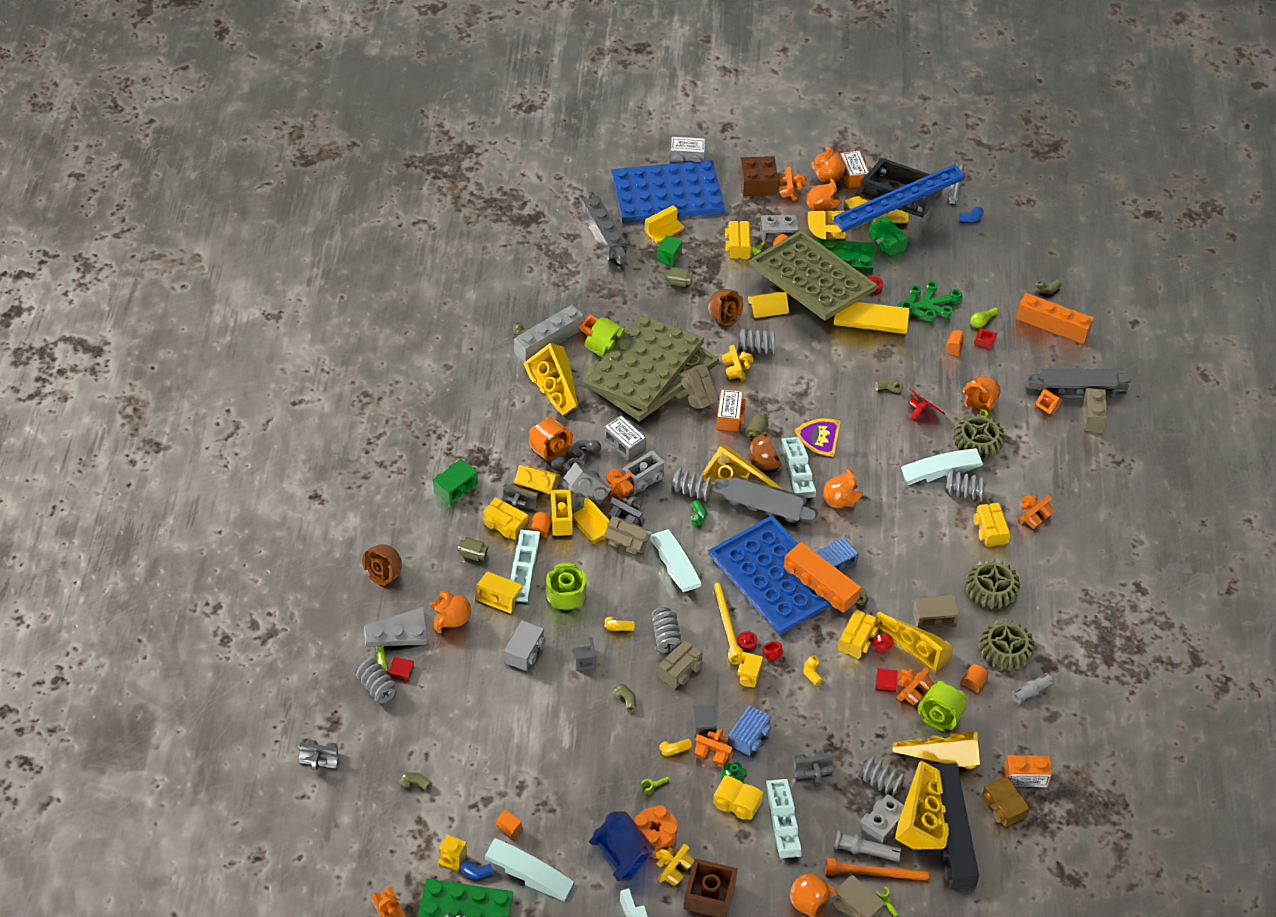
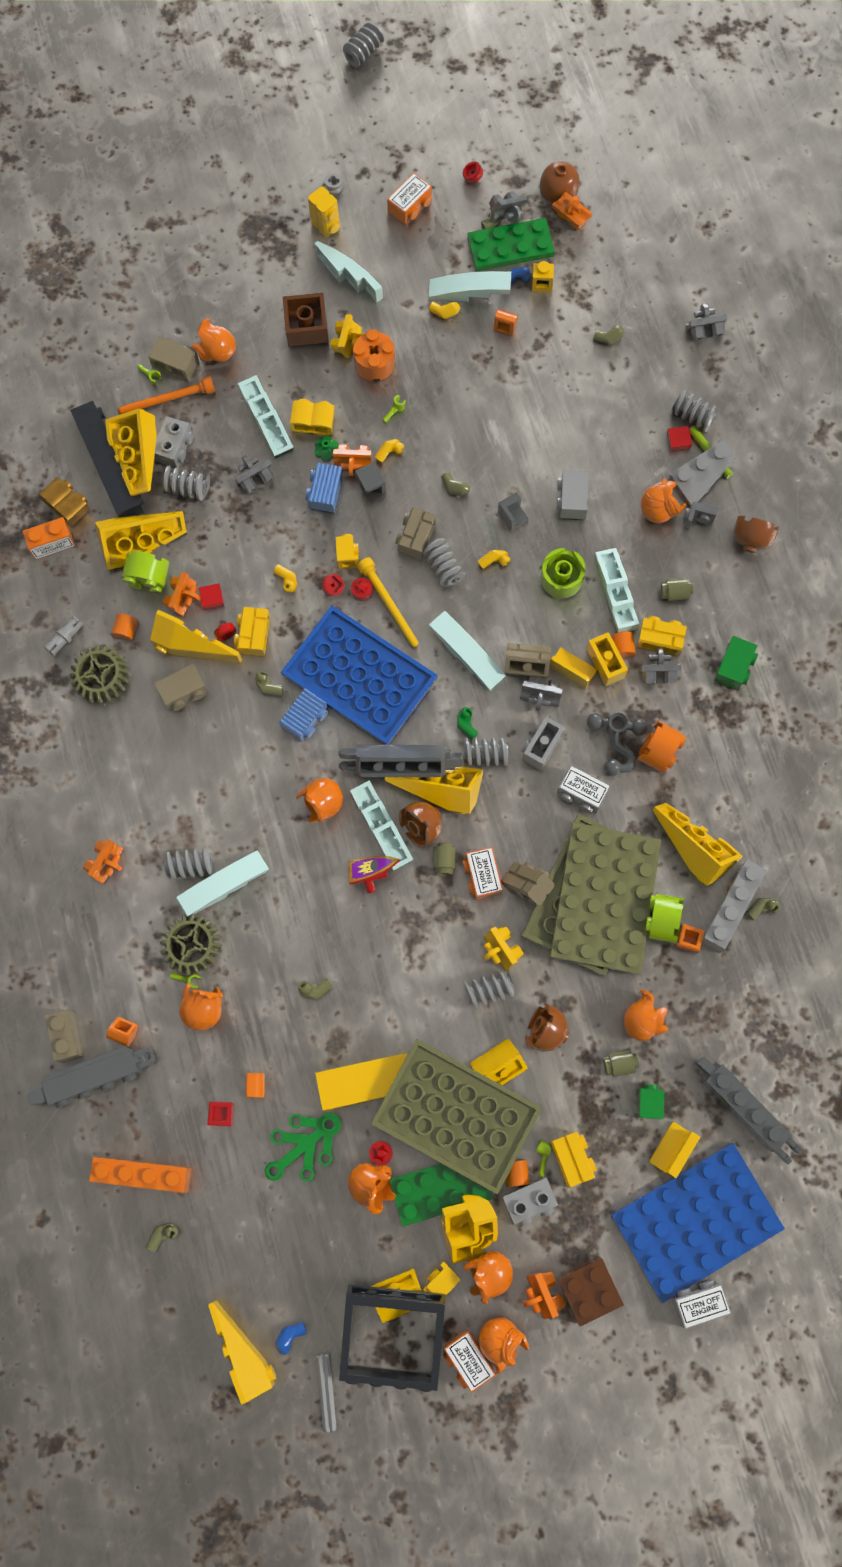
camera: 165 degrees right, 25 degrees up
(419, 598) = (701, 512): none -> flat silver bracket
(497, 592) = (627, 548): yellow panel -> none
(536, 479) = (651, 693): yellow brick -> none
(564, 858) = (445, 311): none -> yellow arm
(586, 483) = (594, 696): light grey brick -> none
(619, 484) = (562, 713): orange hips -> none
(623, 844) = (381, 320): clear blue panel -> none
(650, 290) = (644, 1021): none -> orange hair
(822, 577) = (307, 673): orange brick -> none
(856, 844) = (190, 413): light grey pin -> none
(888, 236) = (387, 1244): green brick -> none
(889, 264) = (371, 1186): none -> orange hair
(898, 198) = (382, 1287): blue tile -> none
(920, 406) = (267, 971): red shield -> none
(979, 319) = (233, 1141): lime piece -> none
(992, 525) = (147, 822): yellow brick -> none
(1004, 580) = (112, 746): olive gear -> none
(1007, 209) = (249, 1369): none -> yellow wedge

